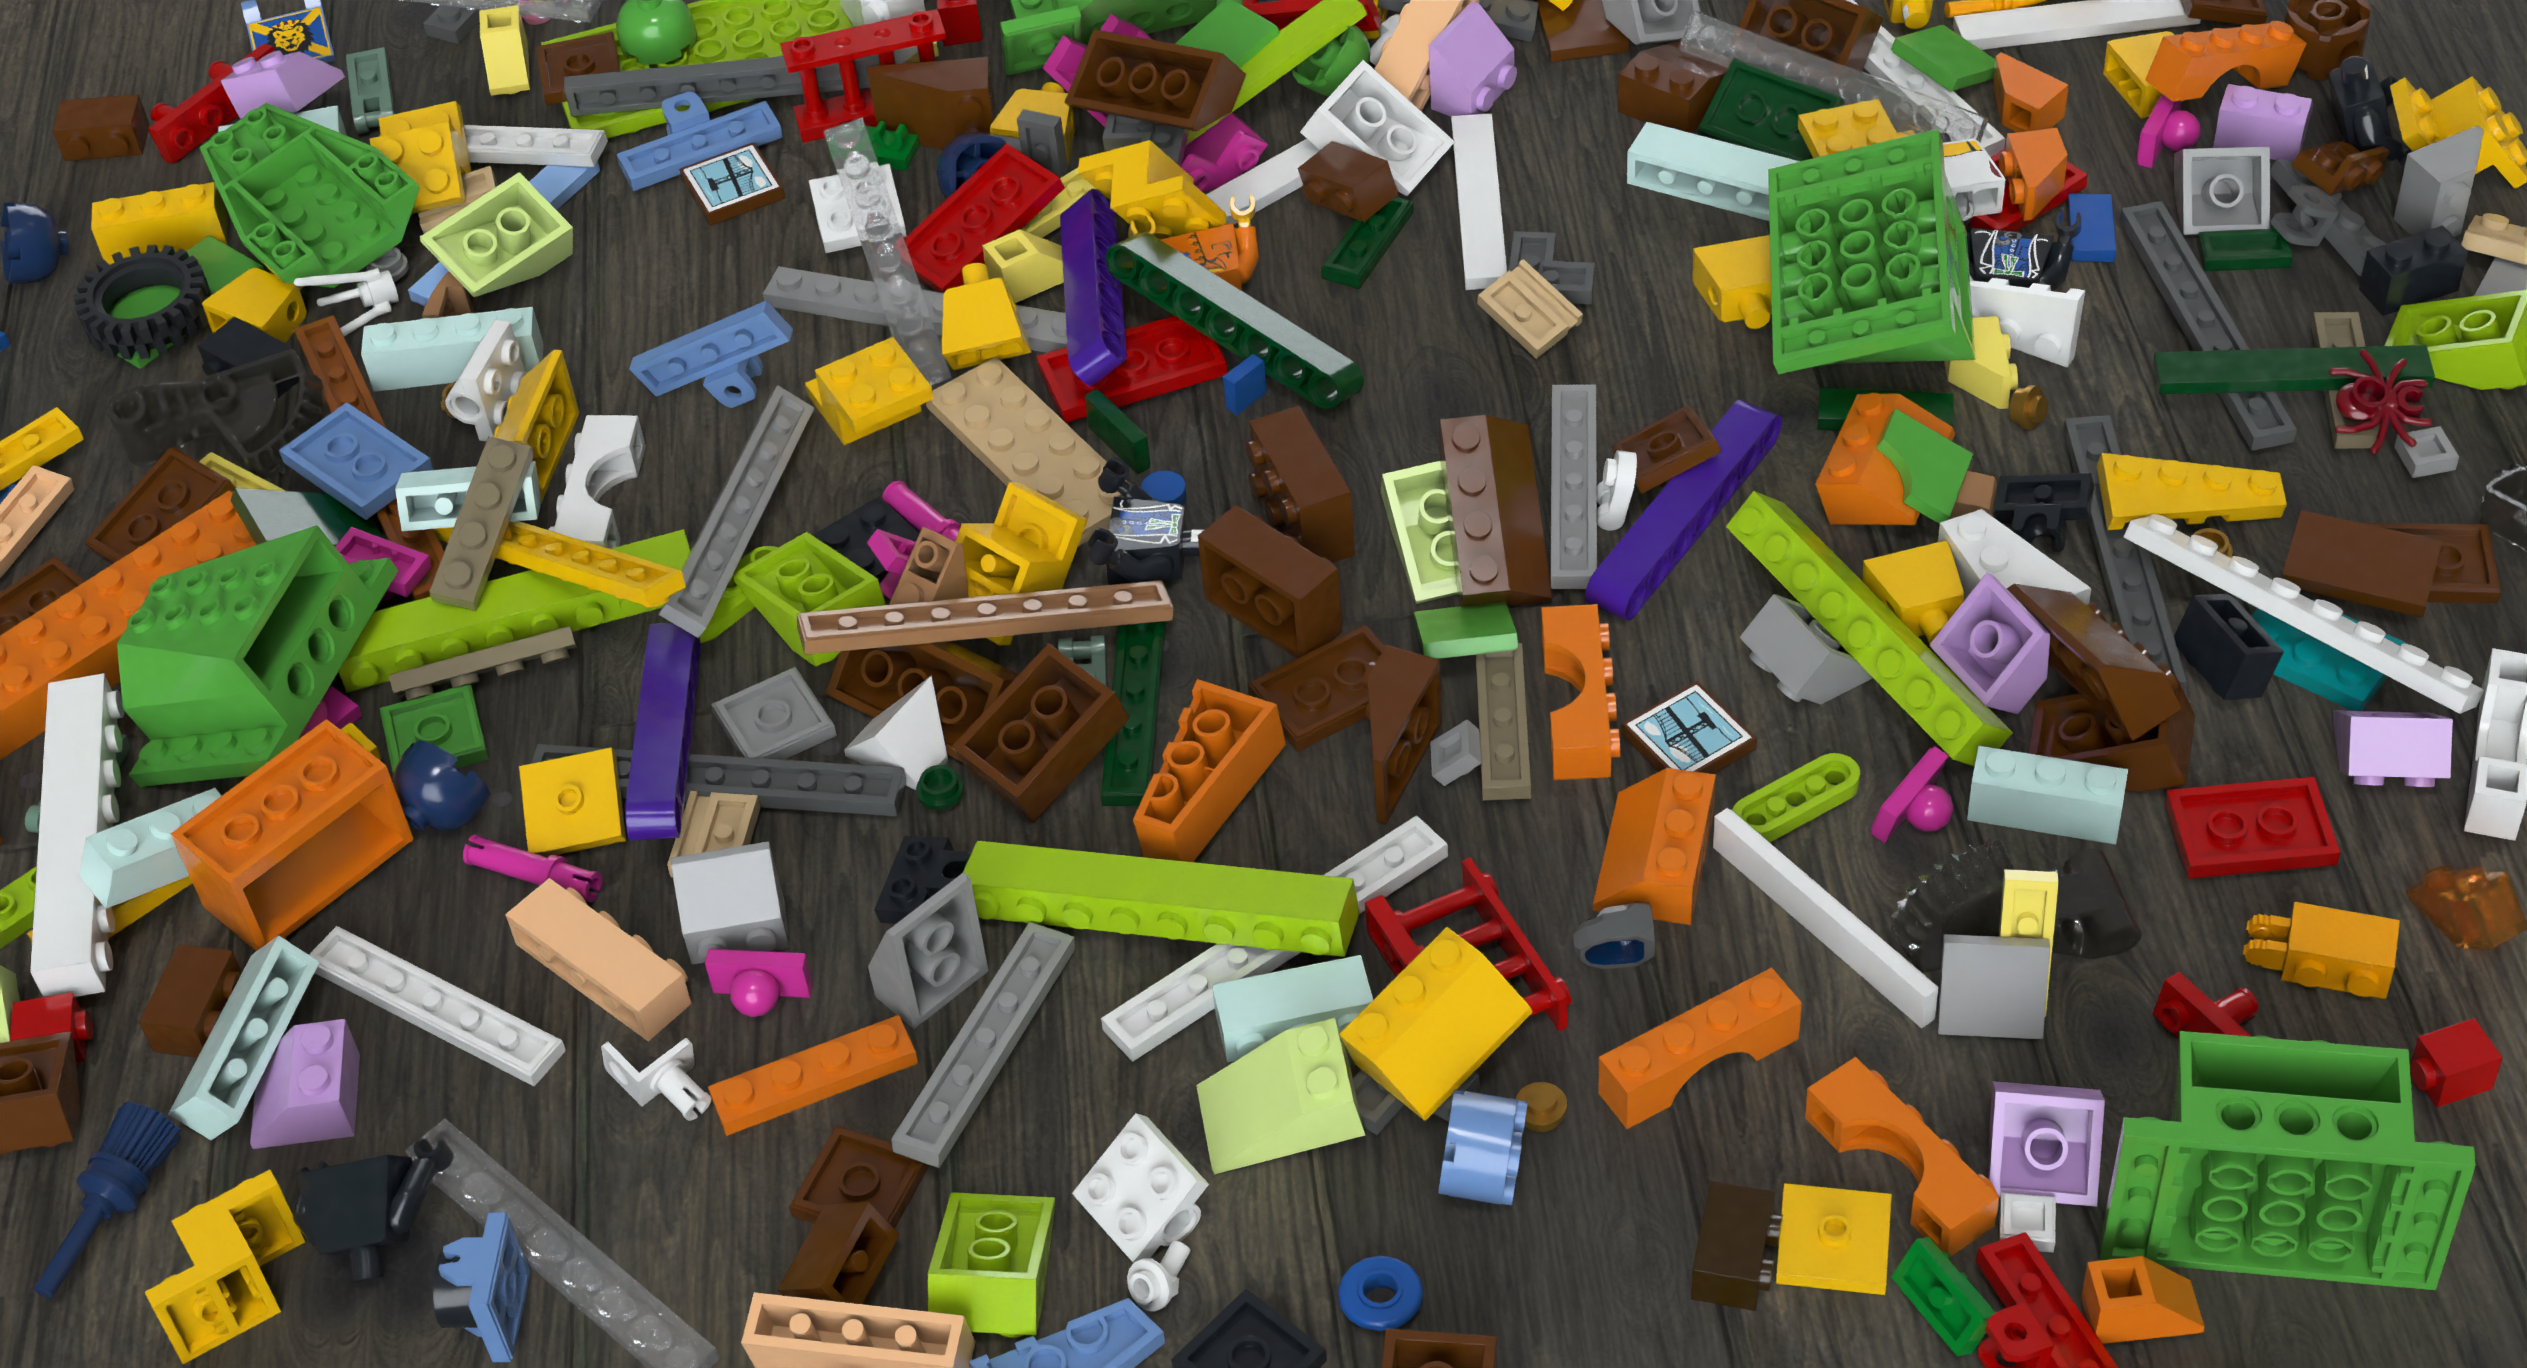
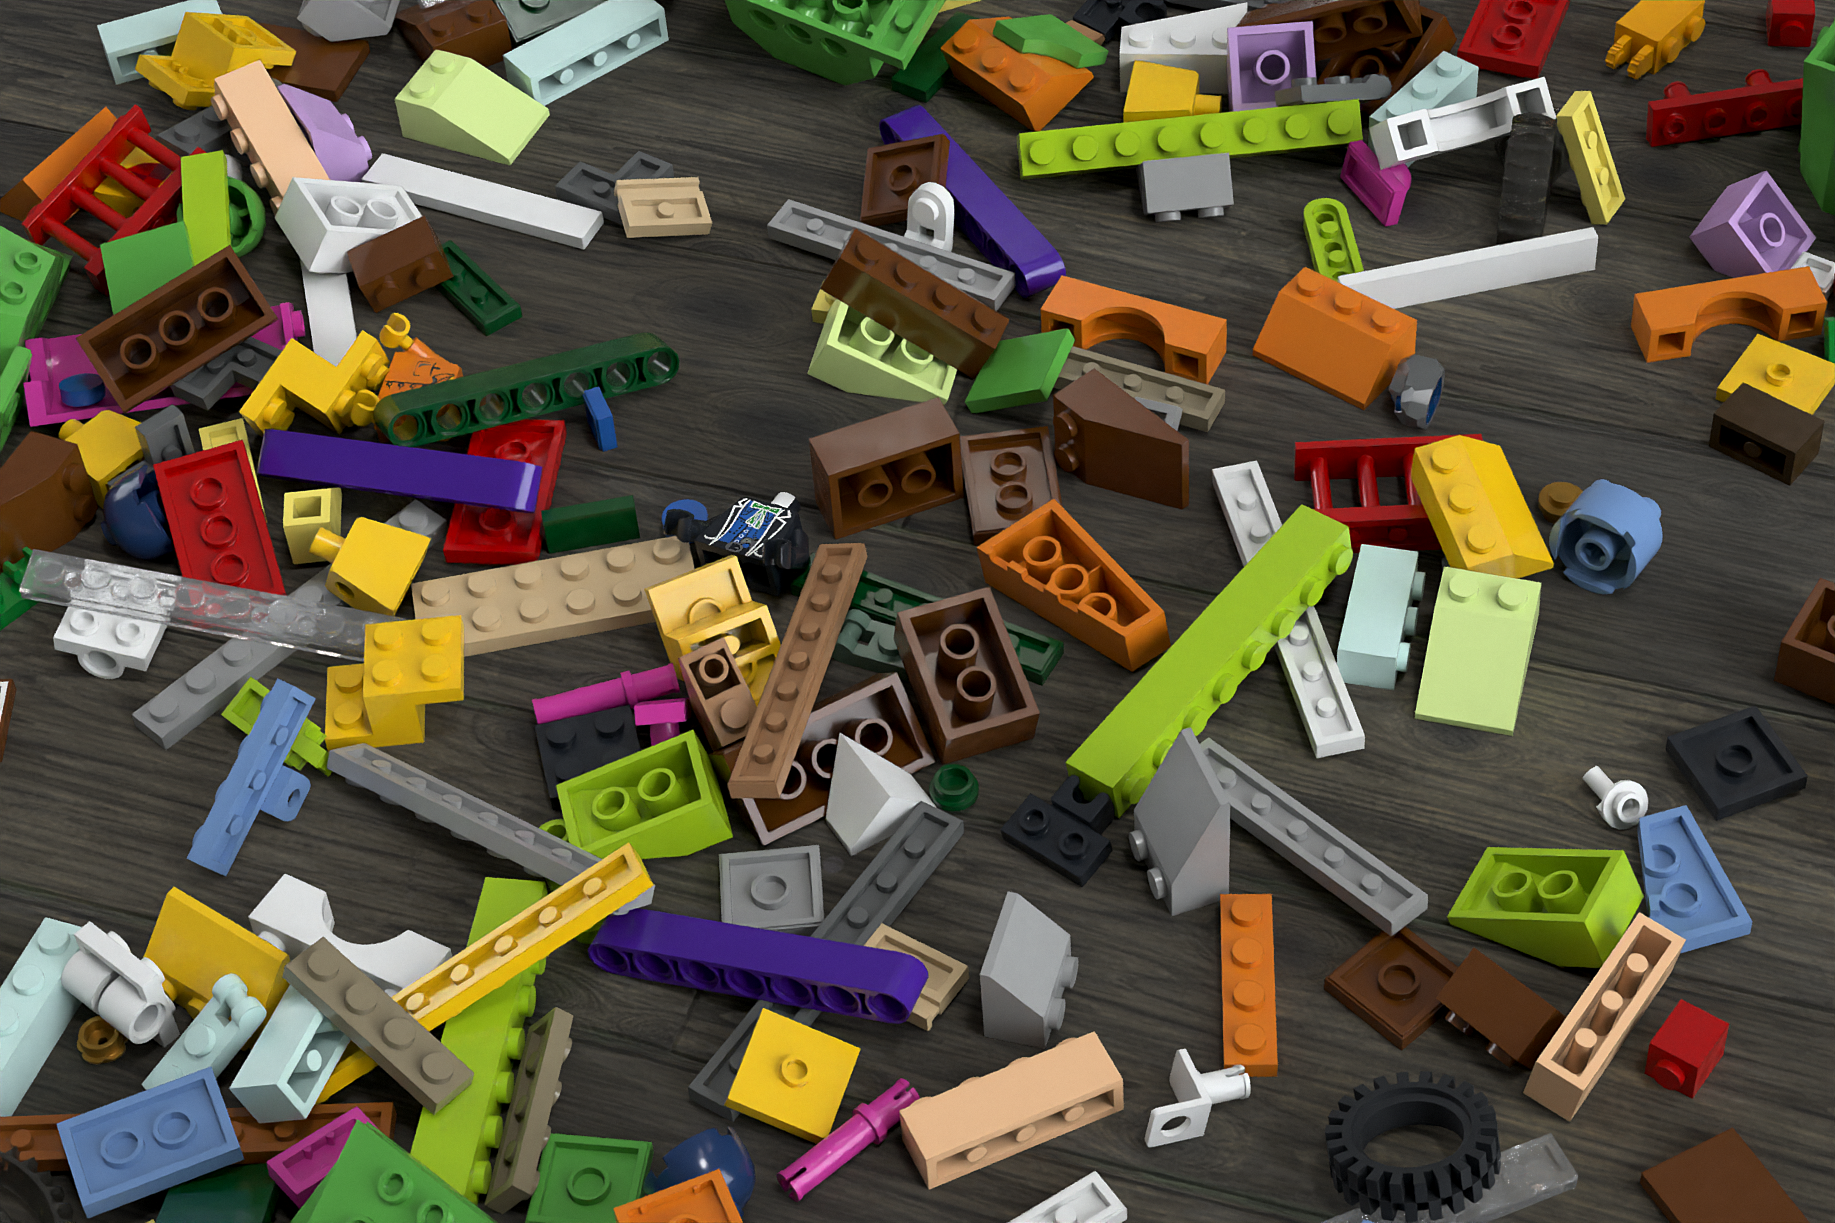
camera: 65 degrees left, 0 degrees up
(459, 447) = (211, 1036): none -> light aqua plate
(641, 1286) = (1422, 1186): none -> black tyre
(758, 977) = (1116, 987): dark pink tile -> none
(800, 355) = (245, 710): none -> lime hinge
(1142, 1190) = (1528, 771): white plate -> none
(1300, 484) = (774, 406): reddish brown brick -> none
(1380, 1273) = (1709, 646): blue piece -> none
(1580, 137) = (467, 109): none -> yellowish green slope
(1652, 1068) = (1573, 405): orange arch -> none
(1689, 733) = (1221, 284): tile -> none
(1736, 280) = (732, 77): yellow torso -> none
(1993, 986) = (1607, 197): light grey tile -> none
(1994, 812) = (1457, 125): none -> white arch
(1996, 706) = (1337, 88): none -> dark grey hinge

